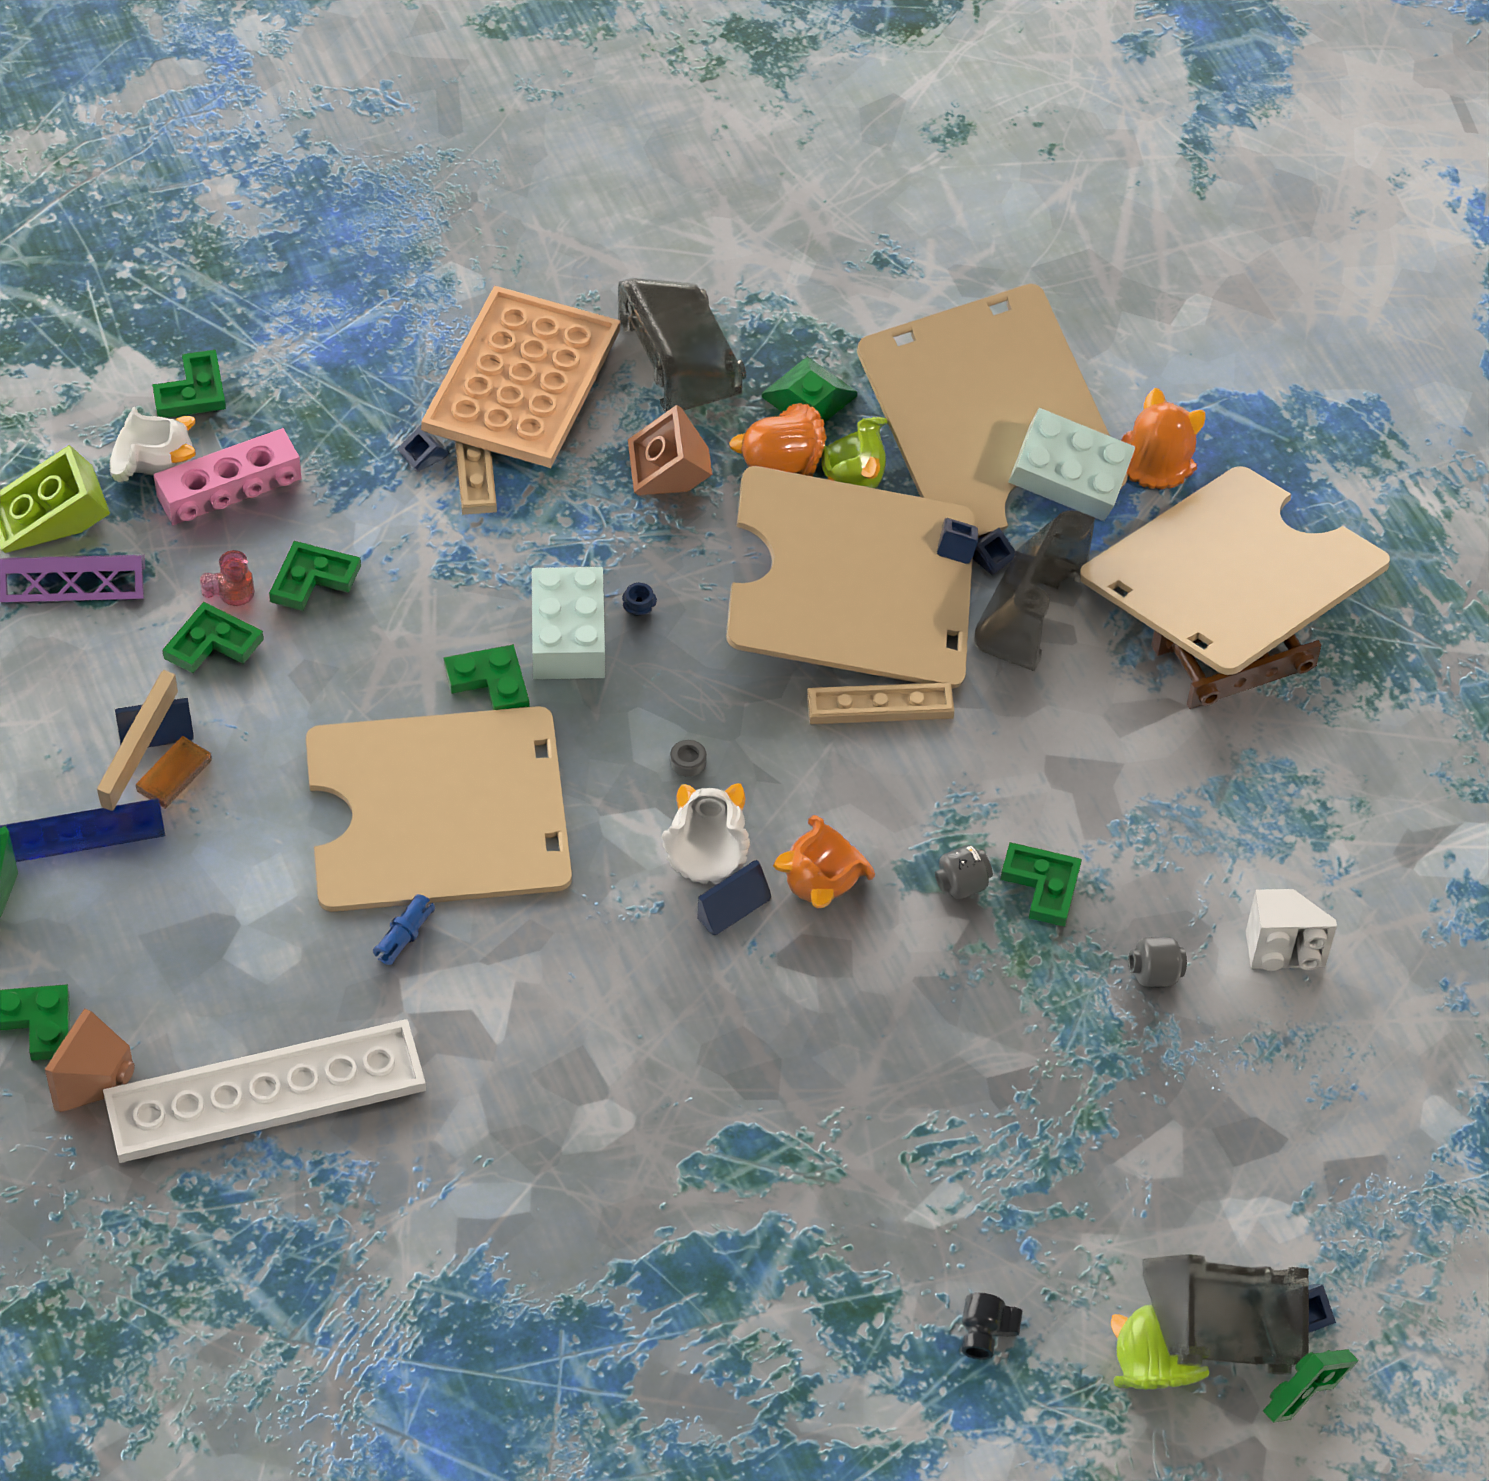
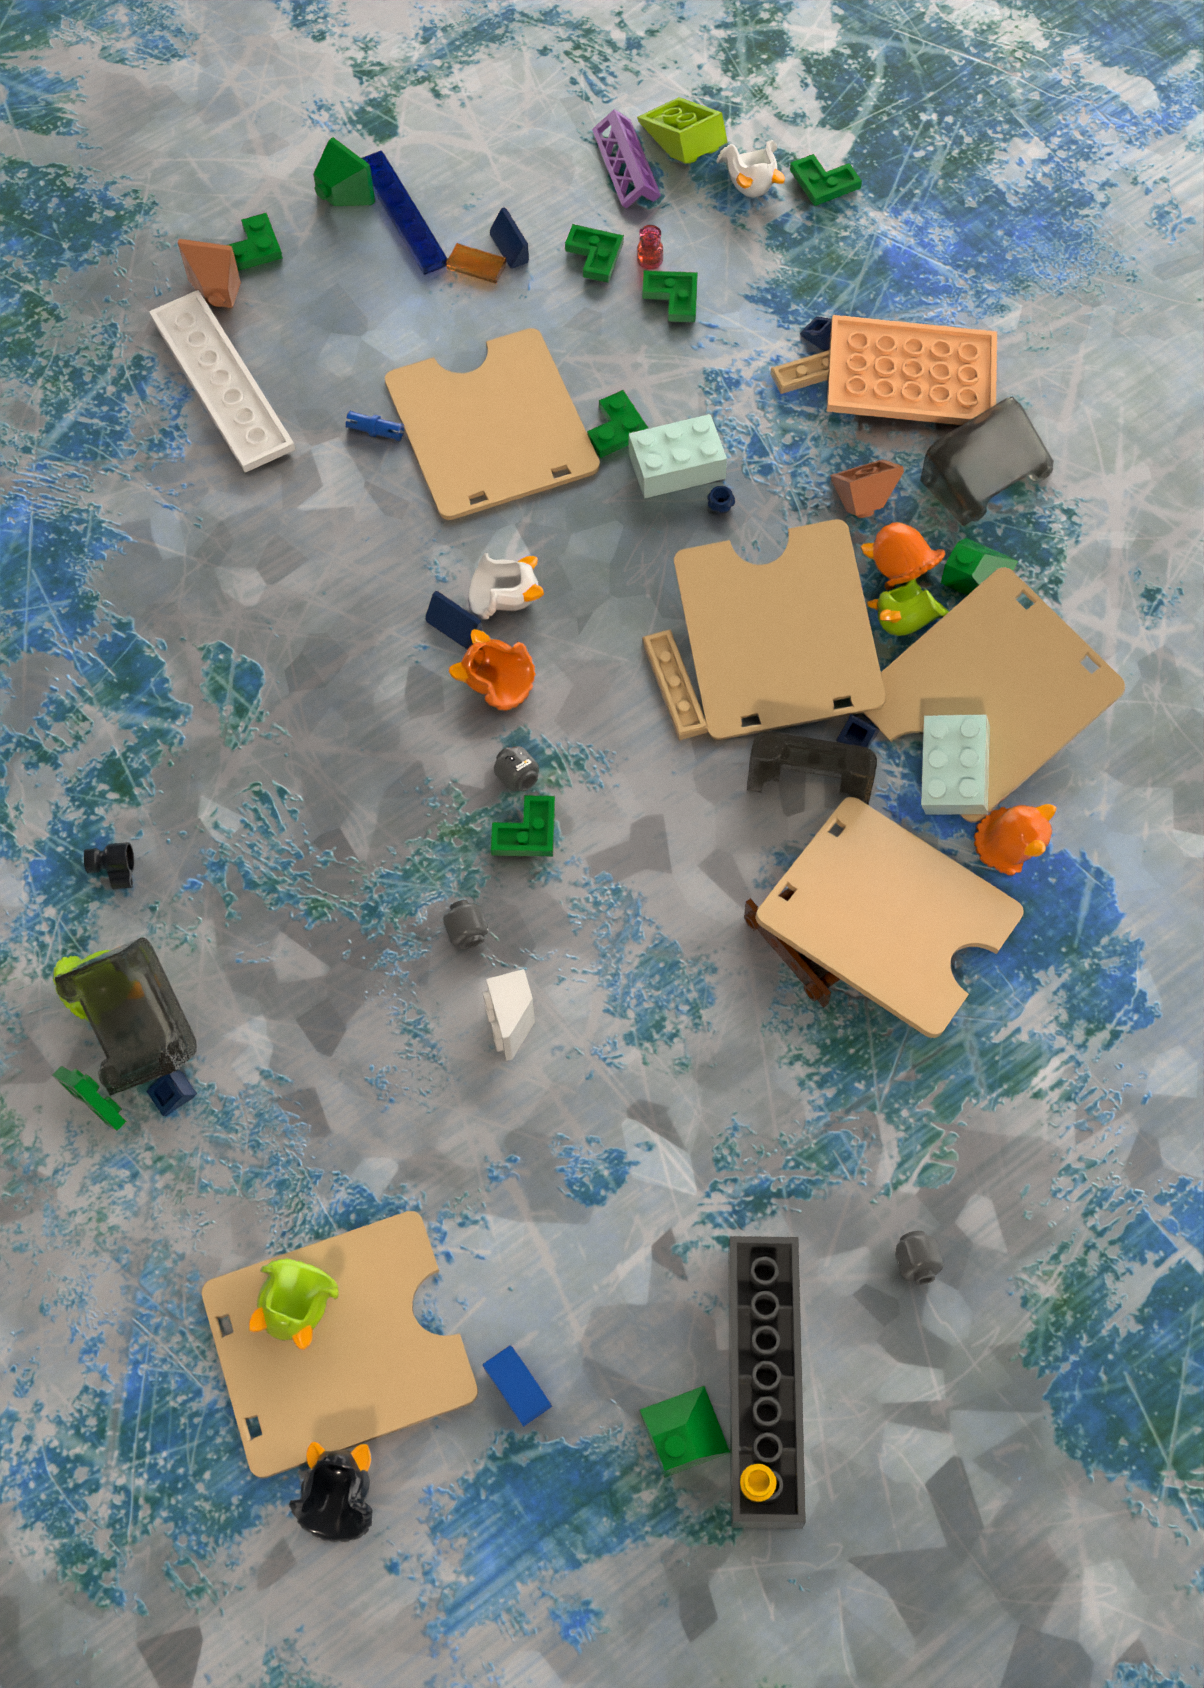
camera: 80 degrees right, 10 degrees up
(137, 740) = (475, 222): tan tile -> none
(227, 476) = (745, 220): bright pink brick -> none
(688, 758) = (581, 566): dark grey tile -> none
(957, 540) = (846, 697): dark blue slope -> none

